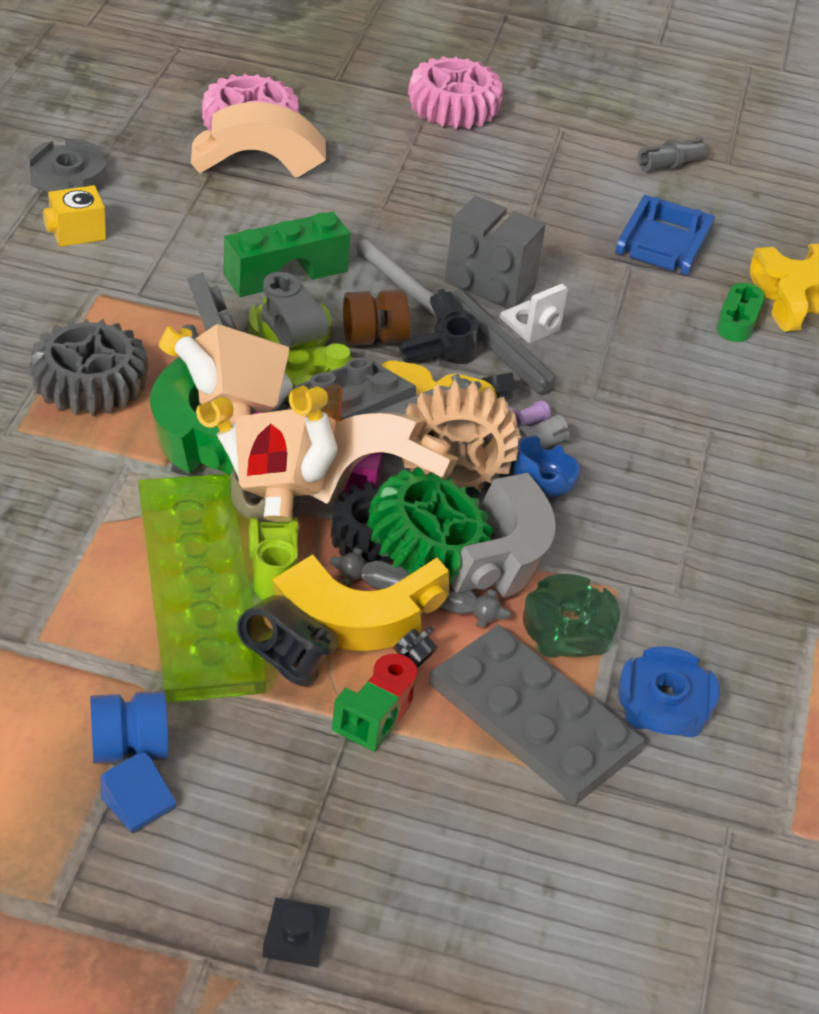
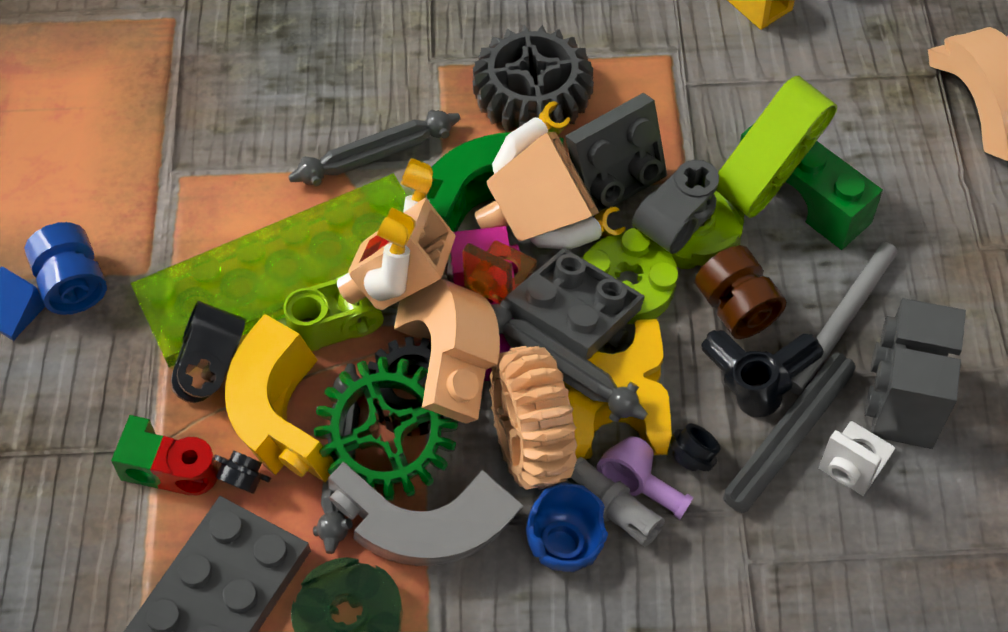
camera: 80 degrees right, 15 degrees up
(97, 489) = (374, 147): none -> dark grey wheel
(277, 228) = (775, 146): none -> lime beam

